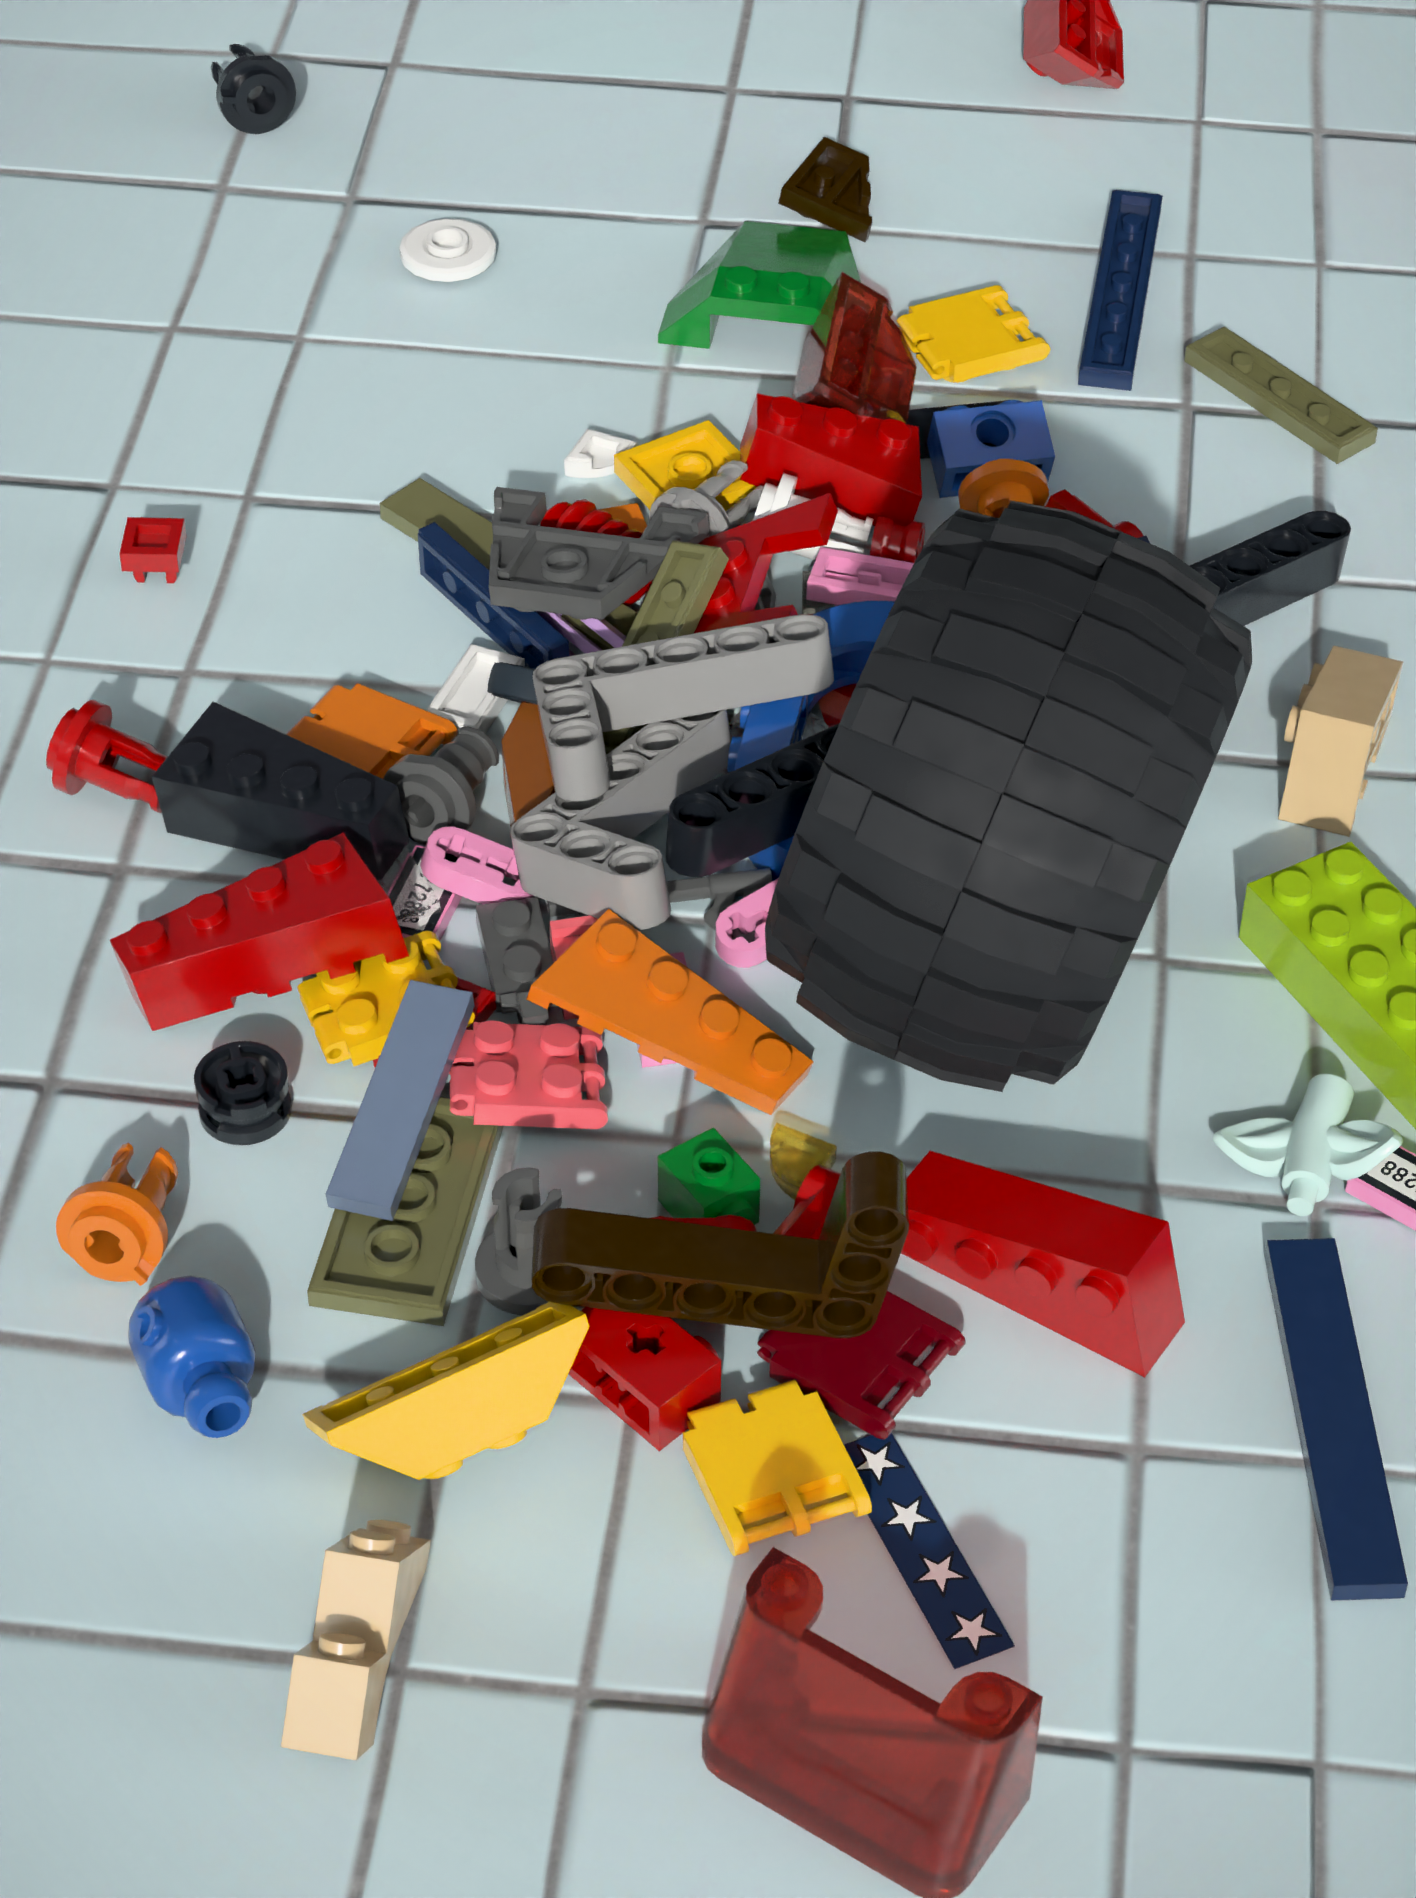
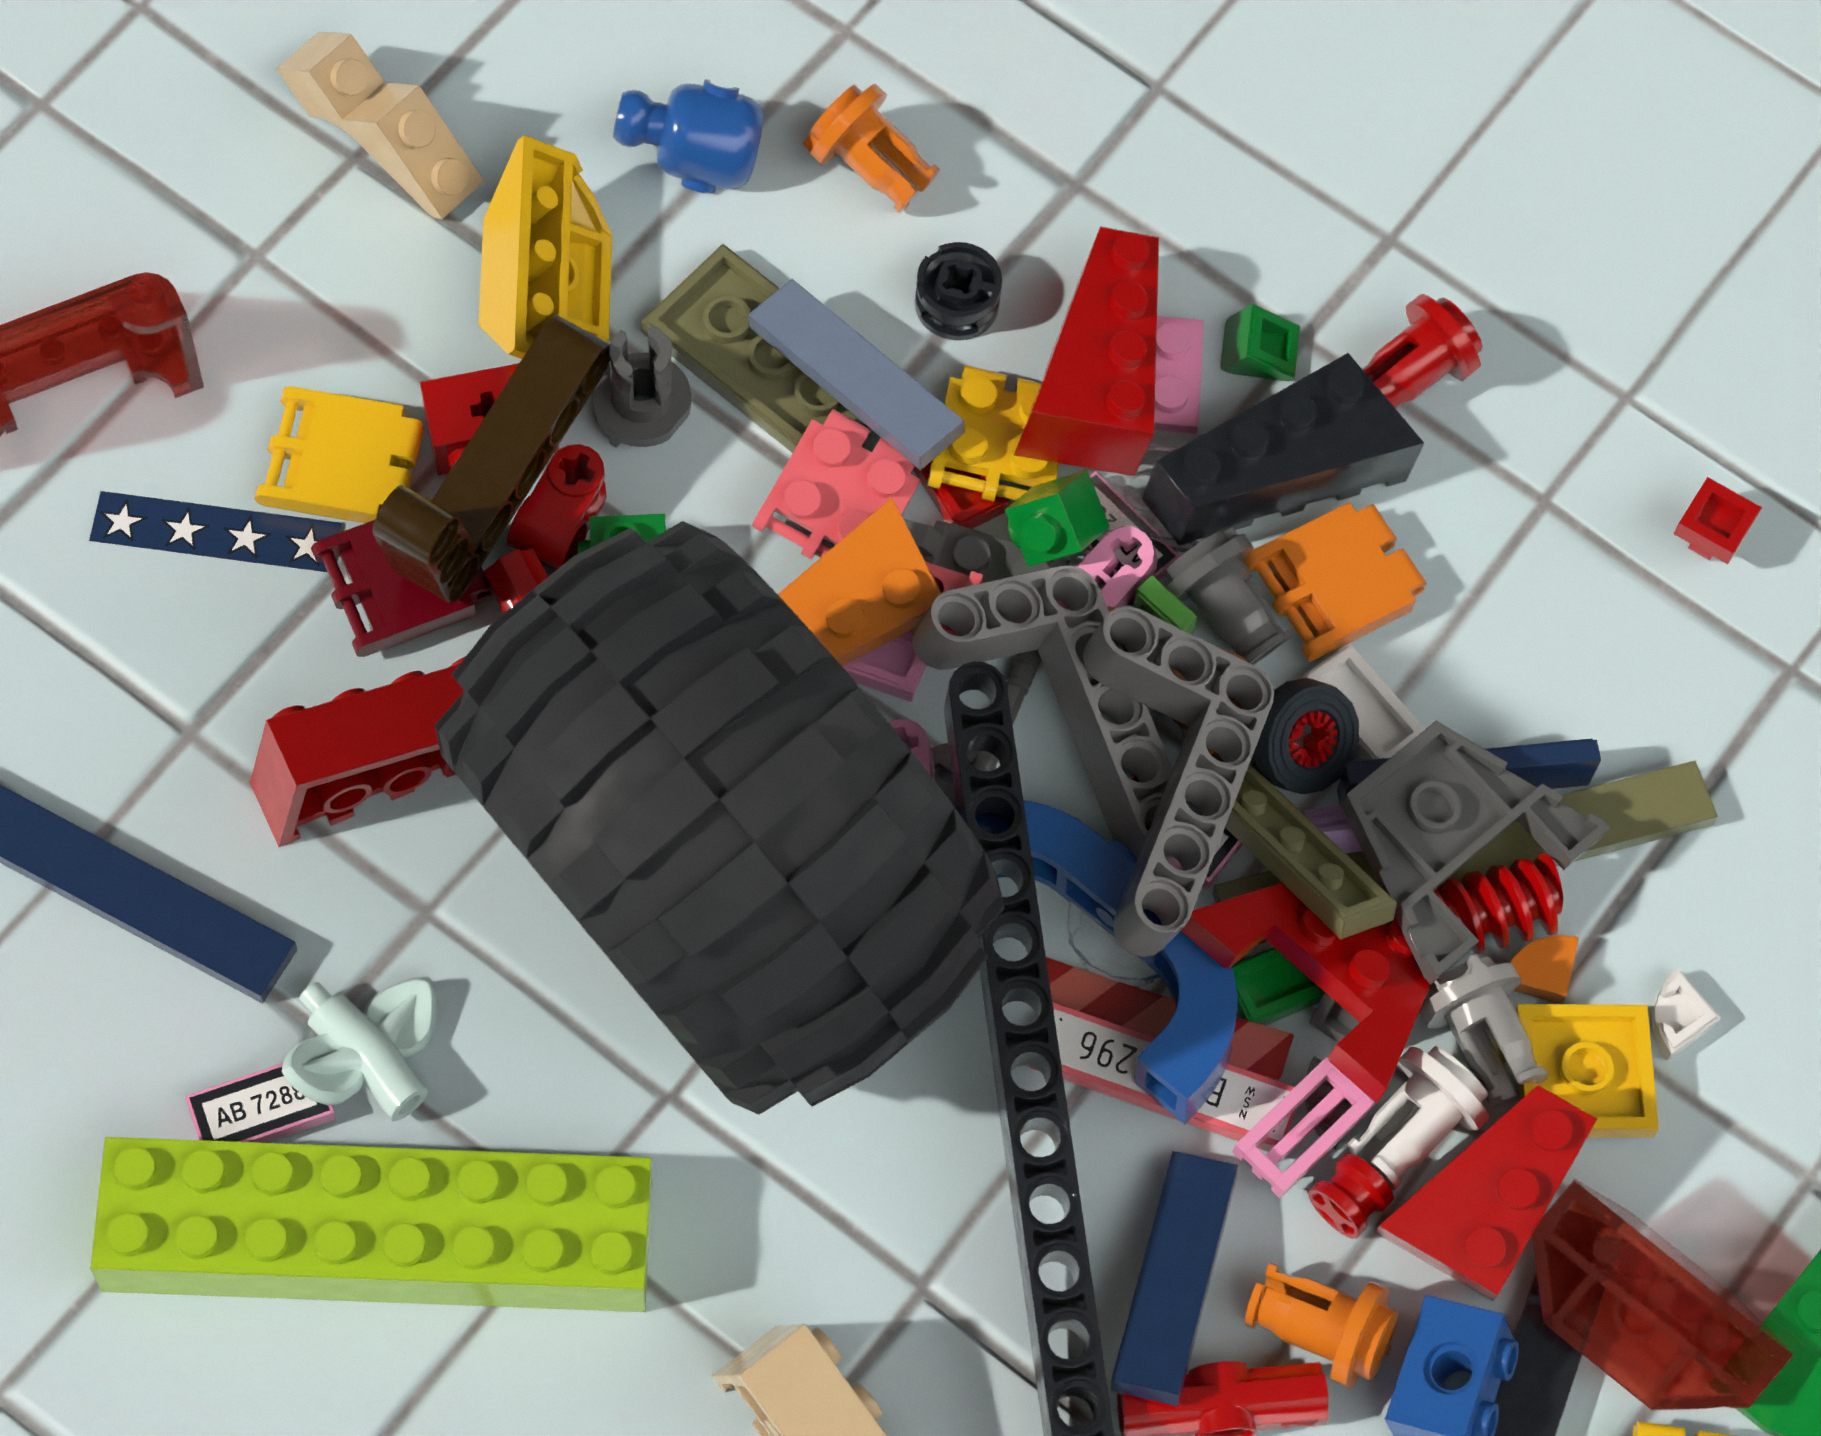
camera: 115 degrees right, 20 degrees up
(154, 885) = (1260, 345): none -> green slope
(460, 893) = (1056, 518): none -> green brick
(490, 812) = (1161, 603): none -> bright green tile

